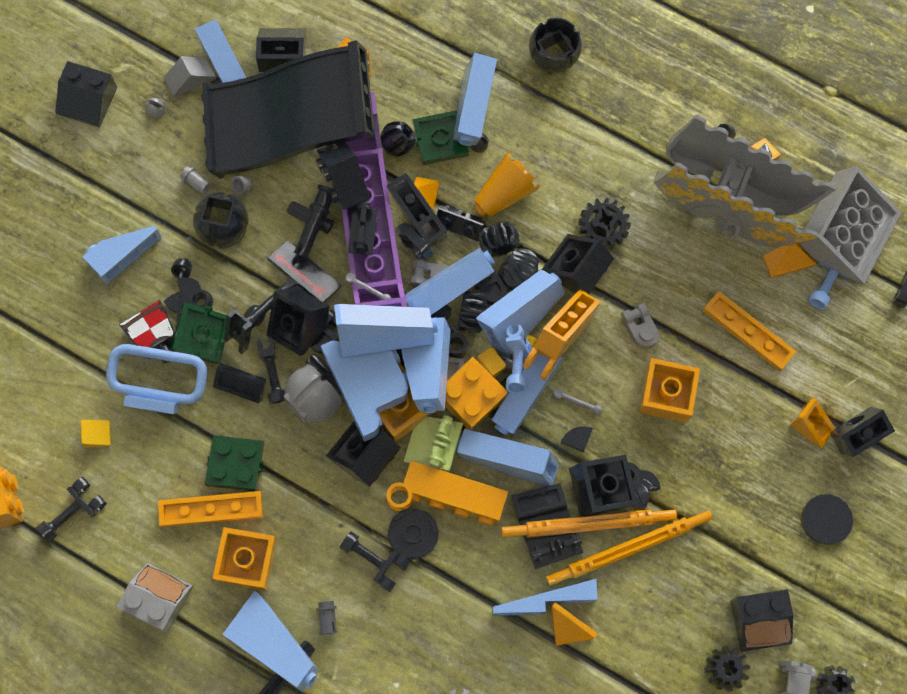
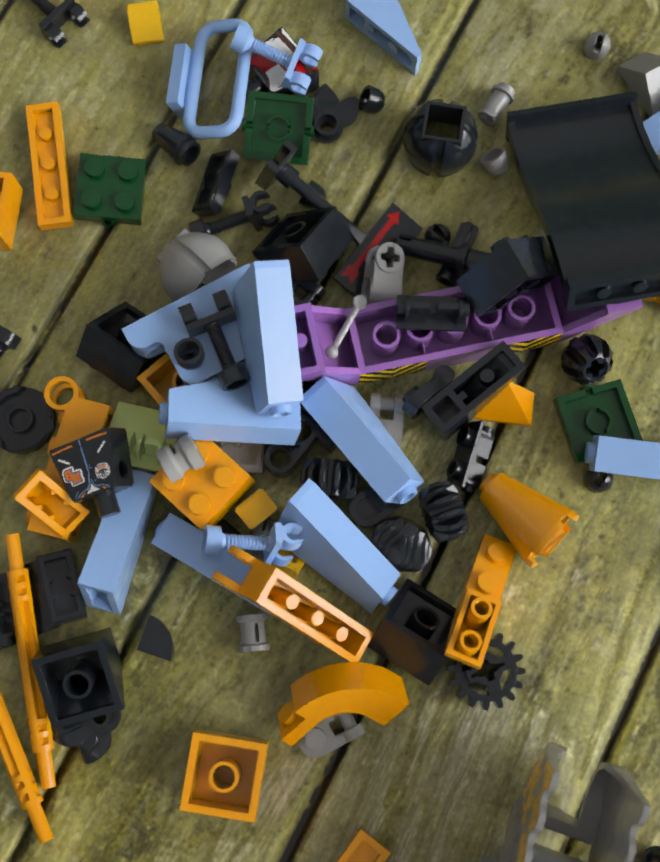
camera: 90 degrees right, 5 degrees up
(136, 346) = (306, 52): none -> light blue bar
(203, 411) = (177, 144): none -> black cone
(295, 235) = (442, 230): none -> black hinge
(328, 267) = (381, 279): none -> light grey piece
(353, 361) = (233, 375): none -> black bar
(384, 387) = (189, 353): none -> black hinge
(460, 397) = (180, 458): none -> light grey wheel
(462, 462) = (96, 468): none -> black torso
(483, 496) = (50, 503): none -> light orange slope
(558, 394) = (223, 610): light grey hinge -> none
(561, 222) = (480, 602): none -> light orange slope
(575, 371) = (252, 632): none -> light grey bush
(617, 314) = (338, 690): none -> light orange arch

